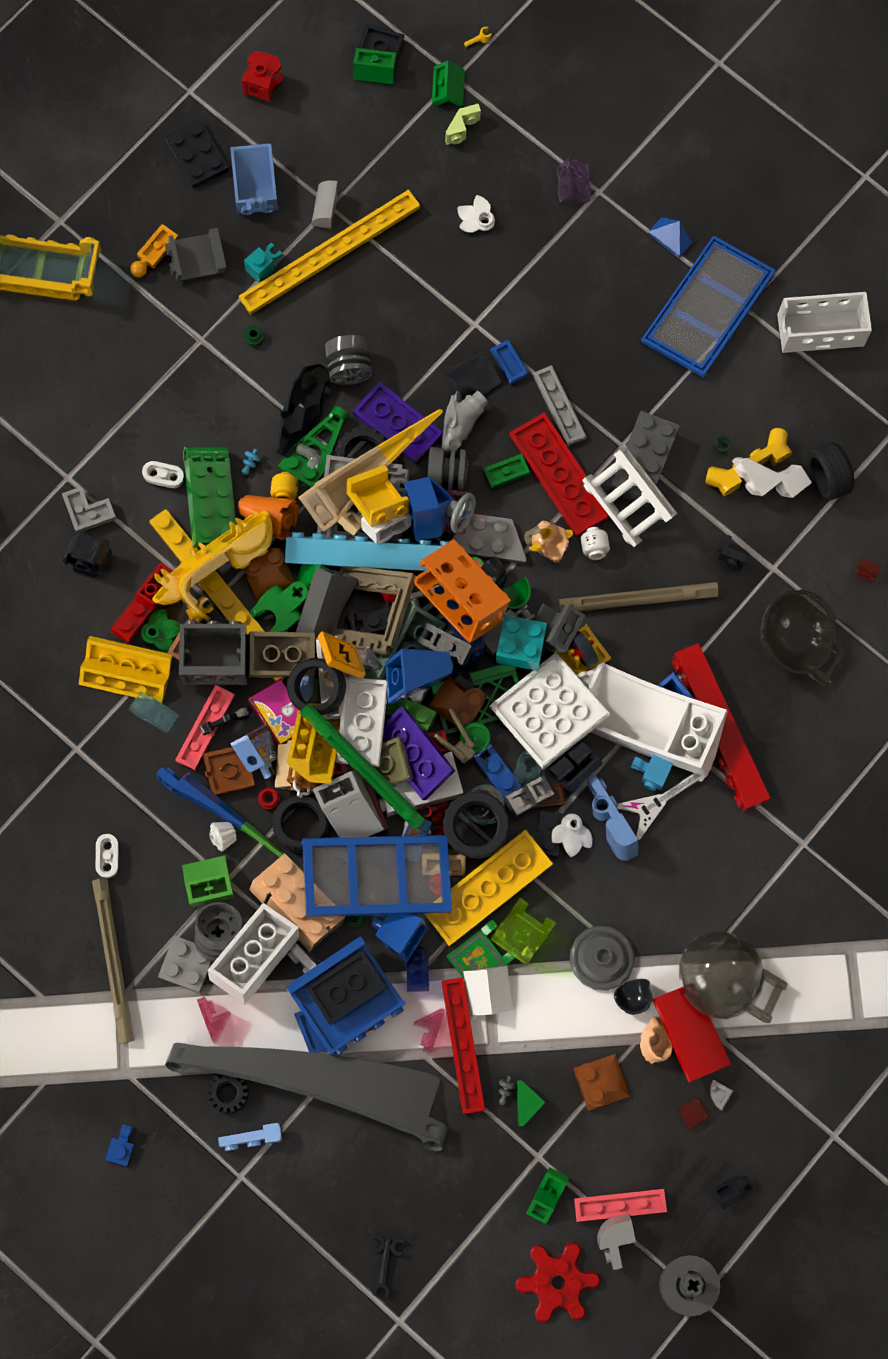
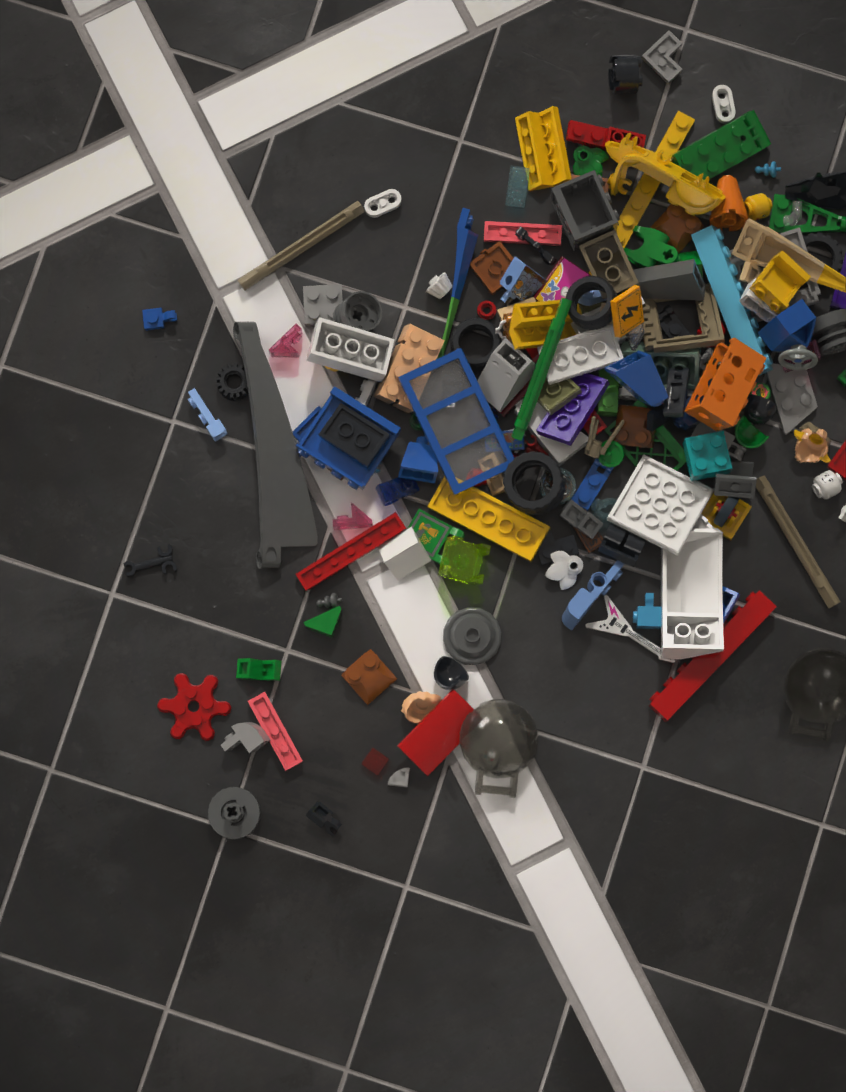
camera: 75 degrees right, 5 degrees up
(207, 881) = (396, 290): bright green slope -> none

